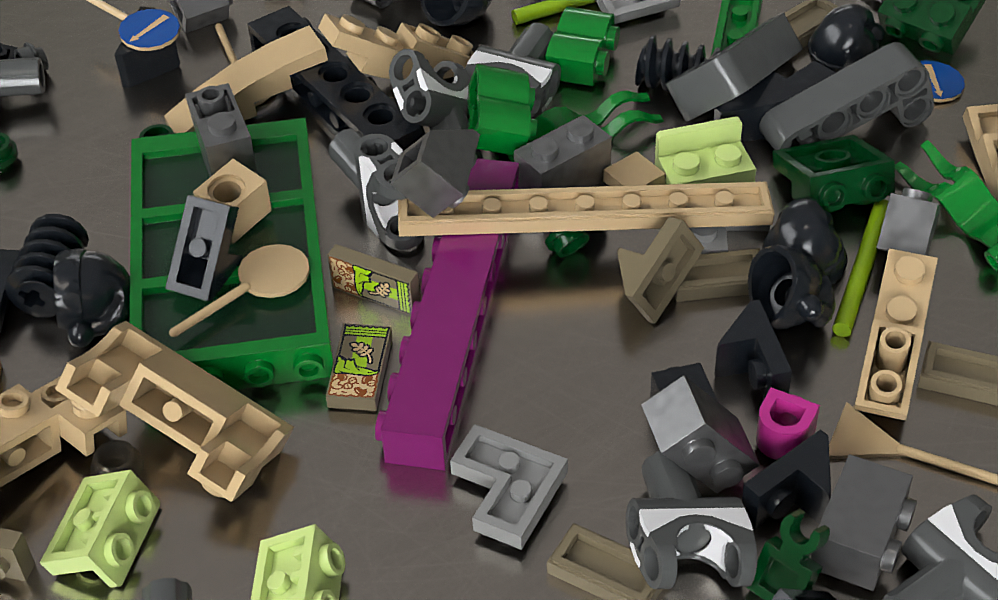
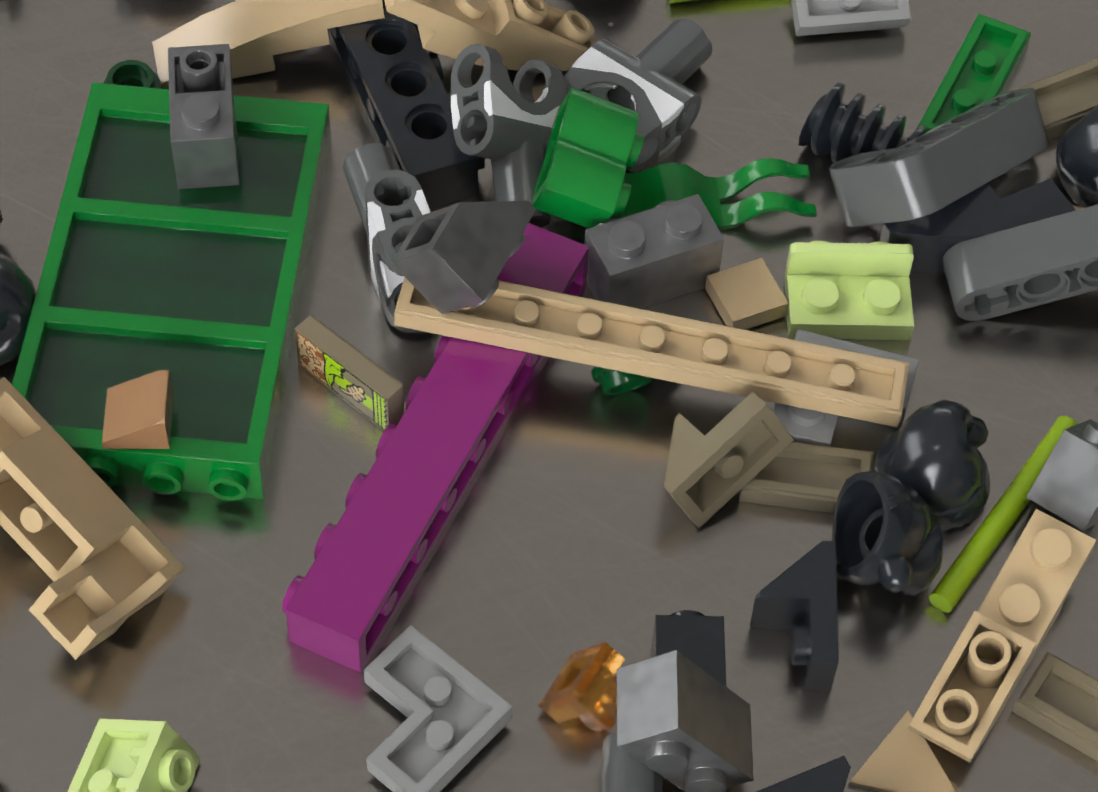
camera: 10 degrees right, 10 degrees up
(202, 251) = (132, 292): slope -> none
(231, 327) = (139, 413): none -> medium nougat slope
(240, 188) = (195, 200): tan brick -> none
(264, 273) = (208, 338): tan piece -> none
(359, 367) = (295, 496): tile -> none
(583, 45) = (744, 66): green brick -> none
(615, 434) = (581, 685): none -> clear orange tile
(784, 423) = (808, 728): dark pink plate -> none
(837, 172) = (1018, 361): dark green plate -> none

